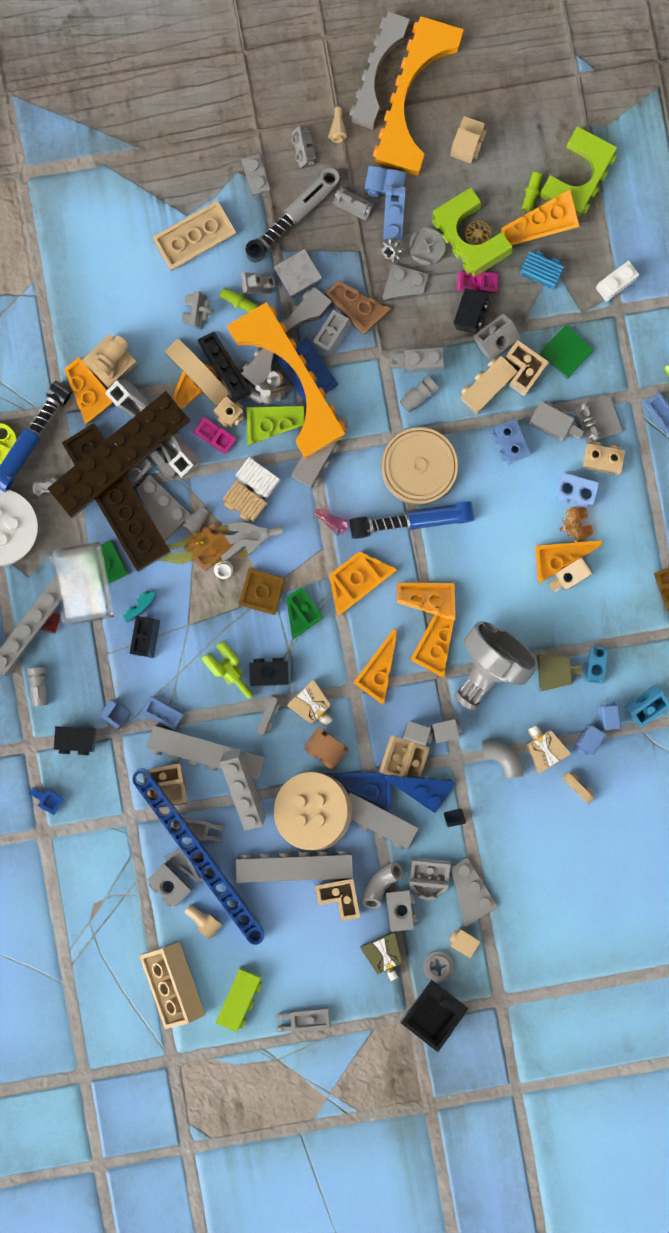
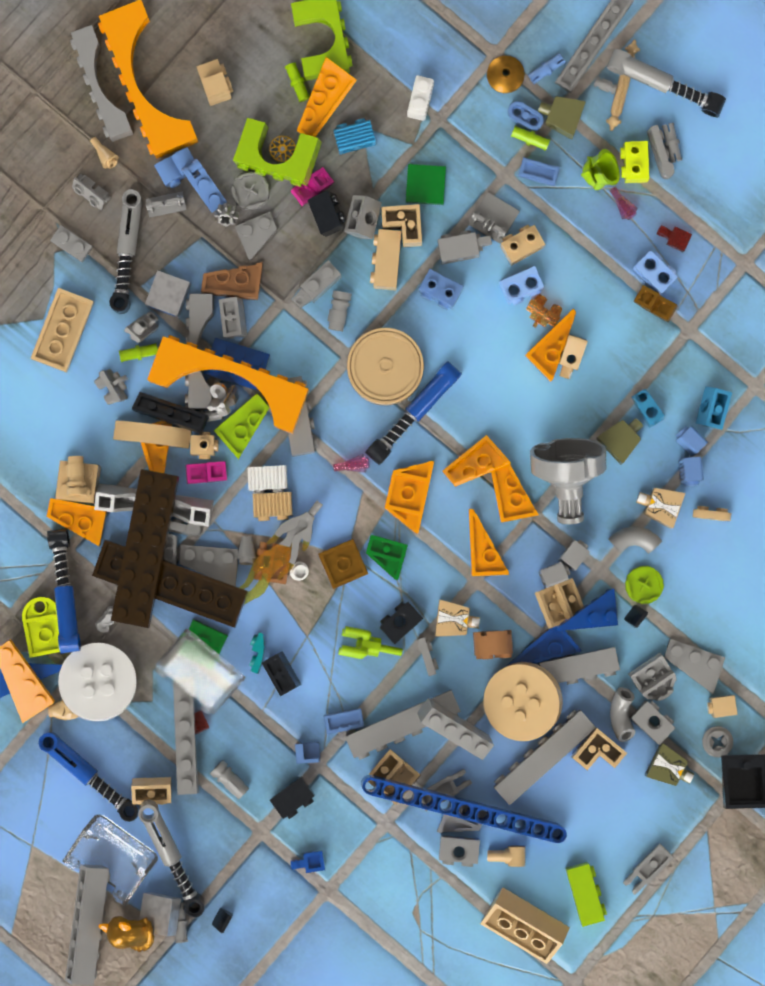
camera: 30 degrees left, 0 degrees up
(481, 799) = (644, 585): none -> lime tile

